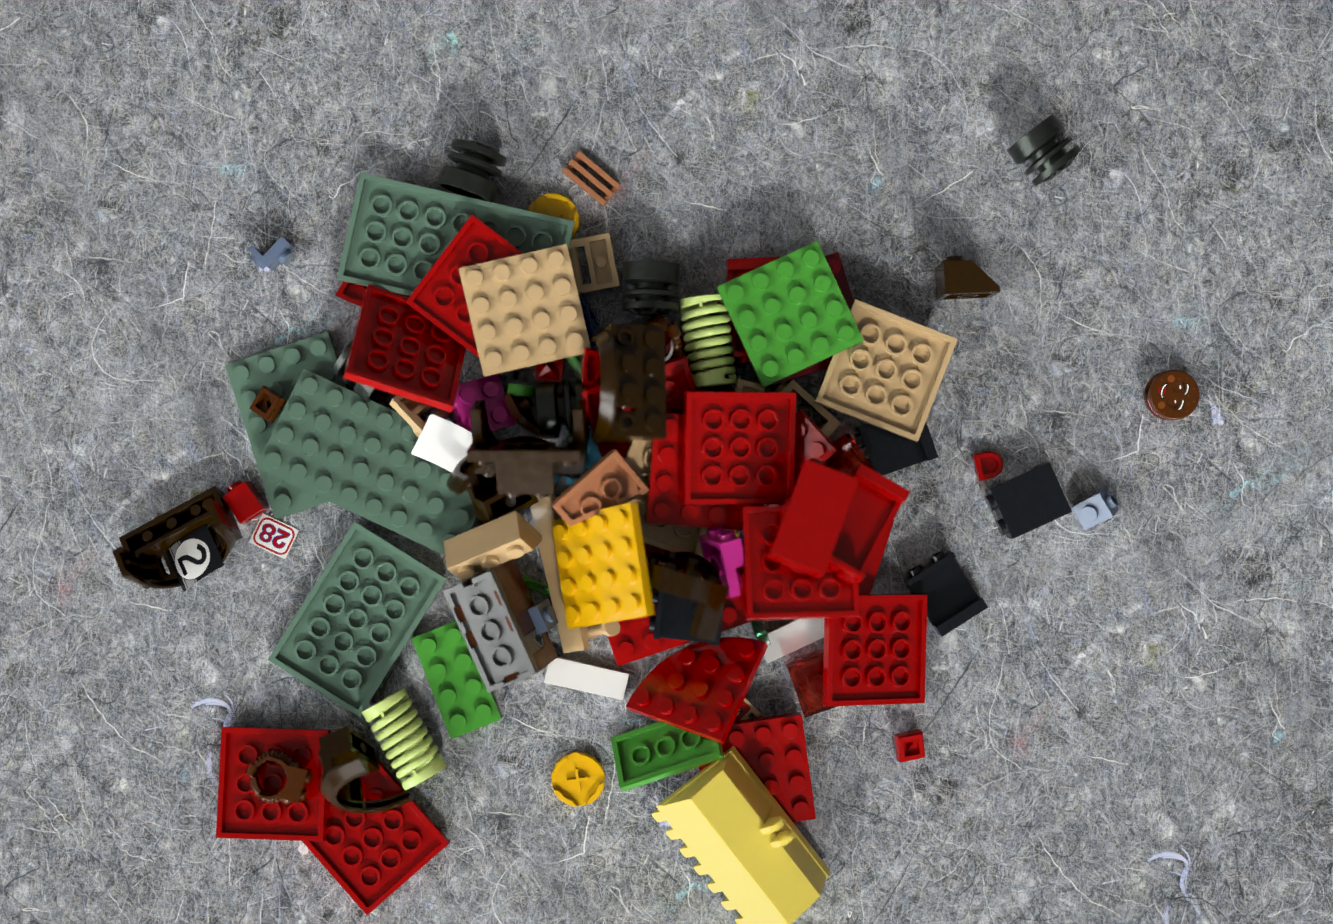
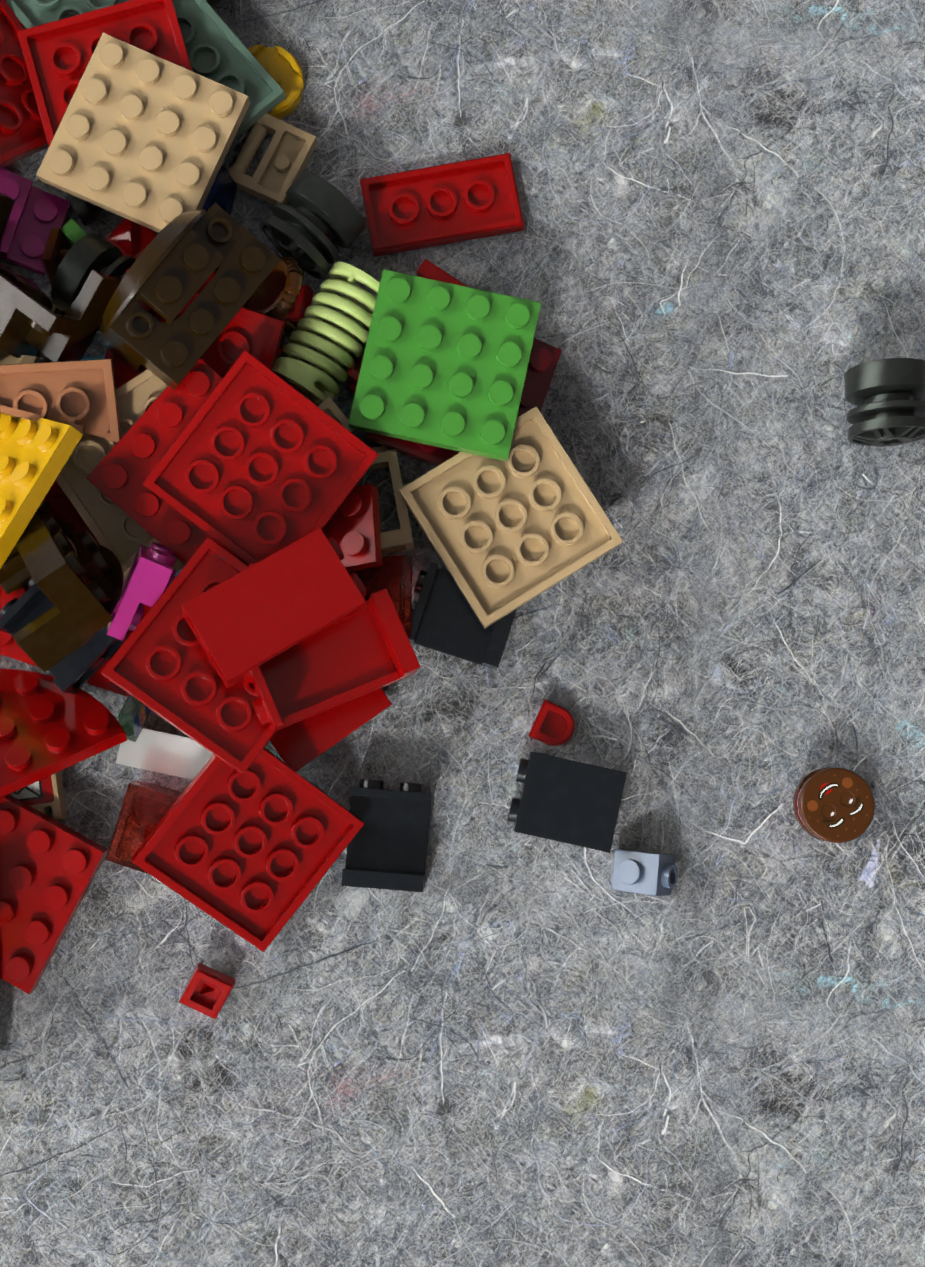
camera: 35 degrees right, 5 degrees down
(574, 164) = (338, 39): nougat tile -> none
(706, 217) = (442, 204): none -> red tile
(962, 280) = (682, 484): dark brown slope -> none

